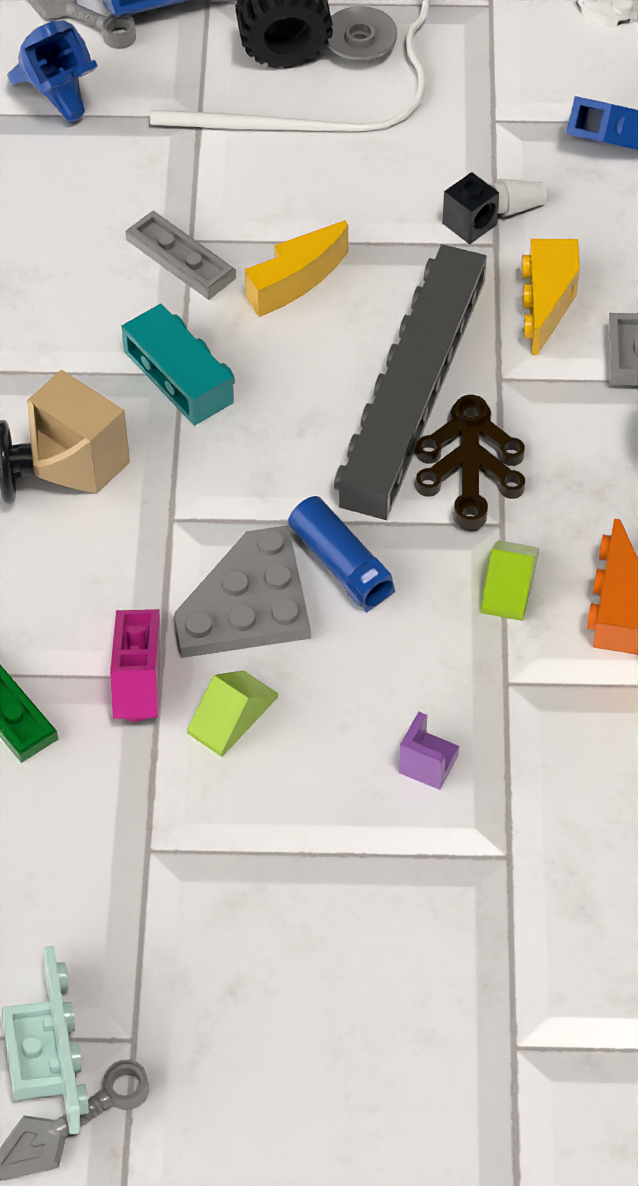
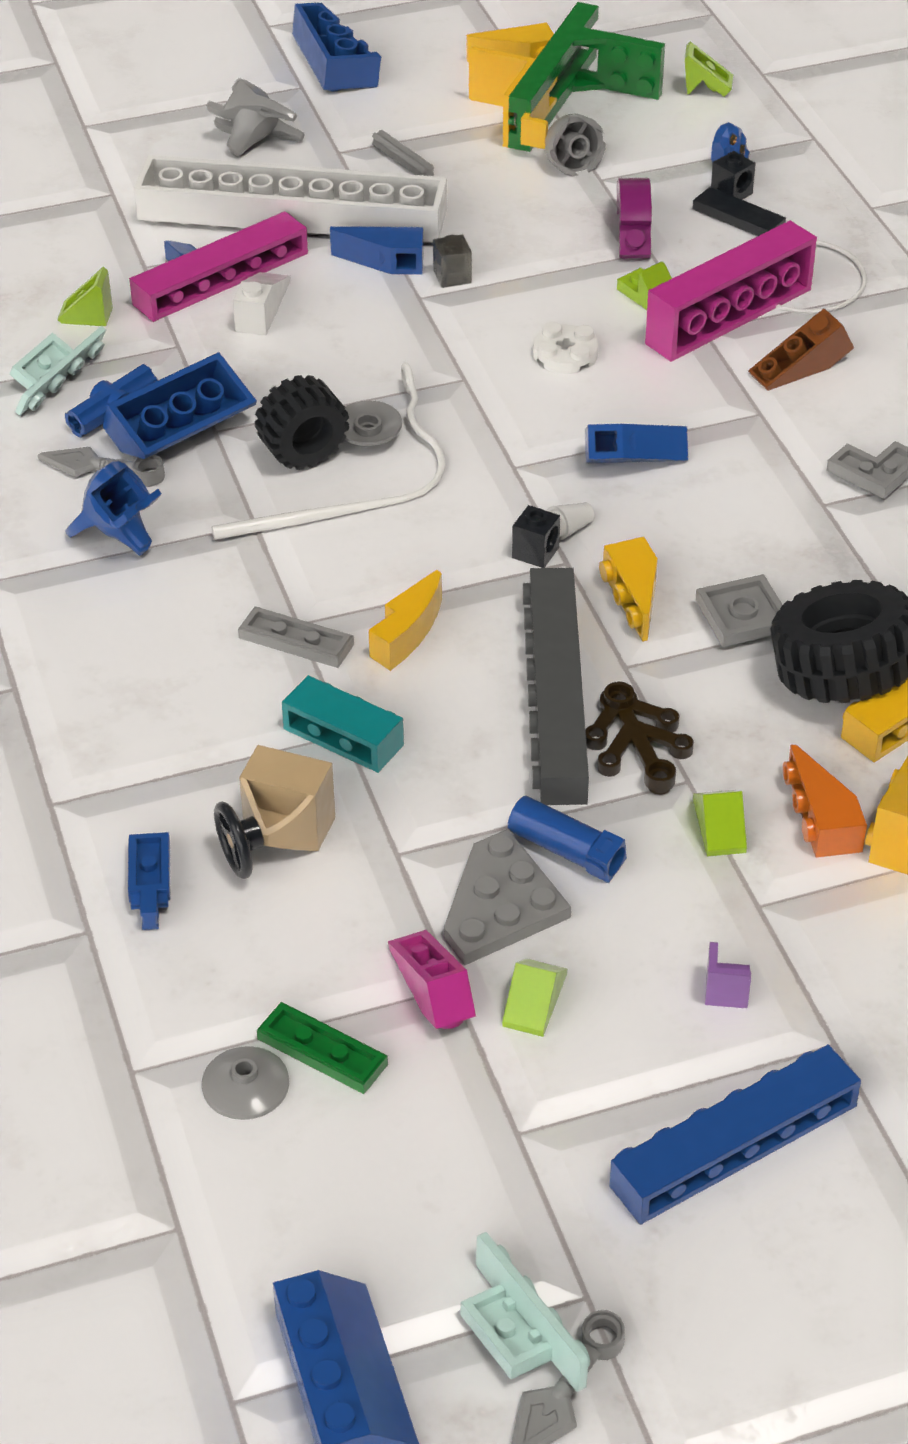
camera: 20 degrees left, 10 degrees down
(354, 919) = (733, 1133): none -> blue brick

